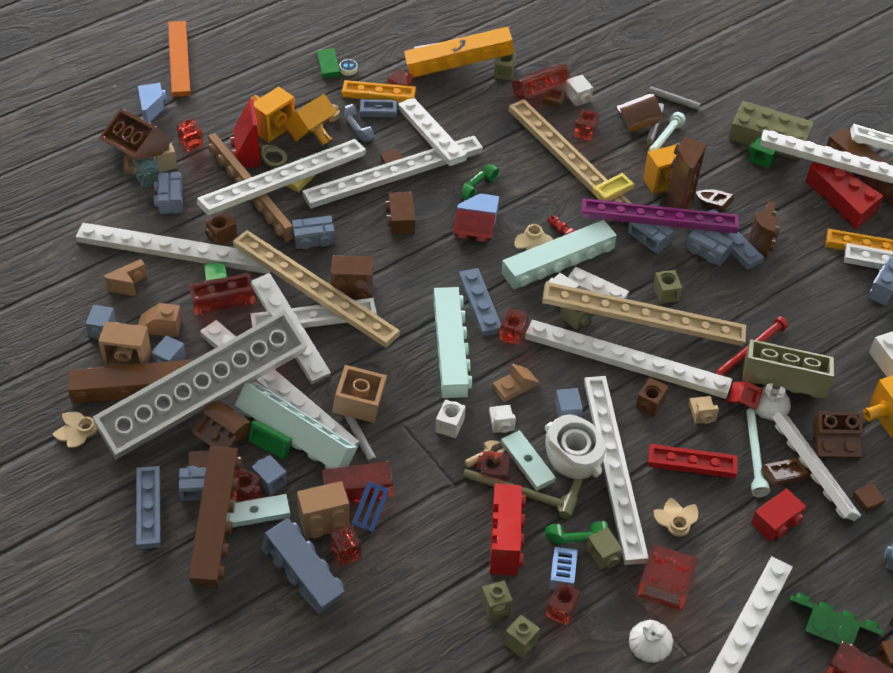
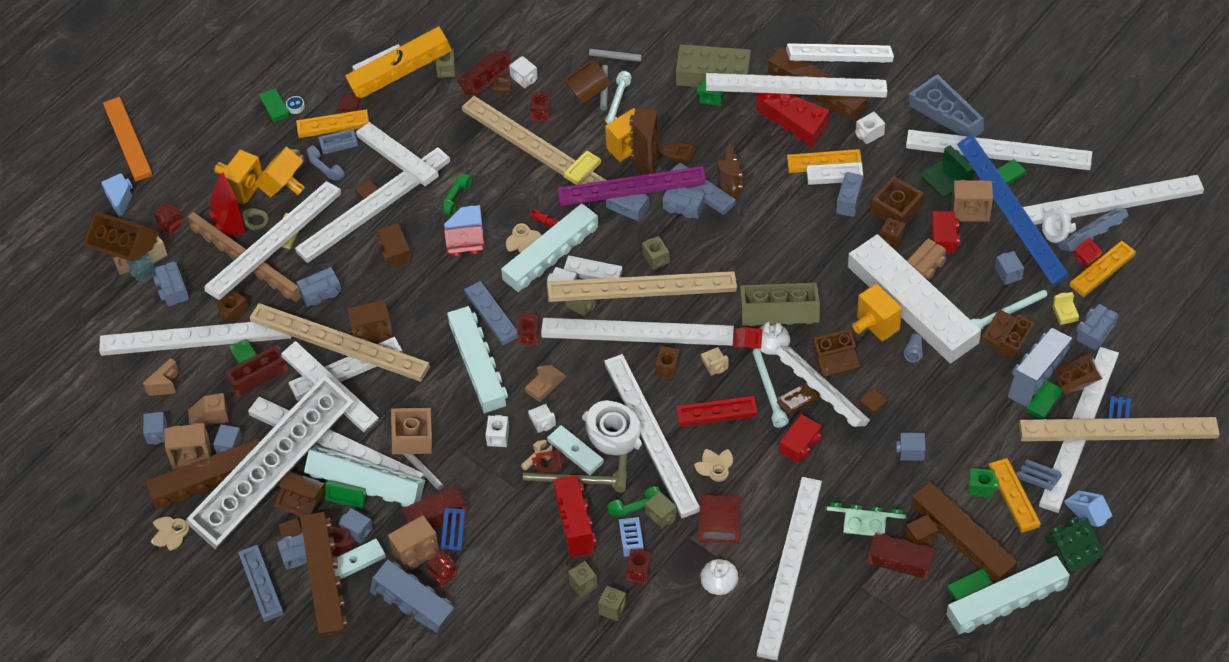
camera: 10 degrees left, 5 degrees up
(568, 402) = (596, 389): sand blue brick -> none
(780, 323) = (764, 261): red bar -> none

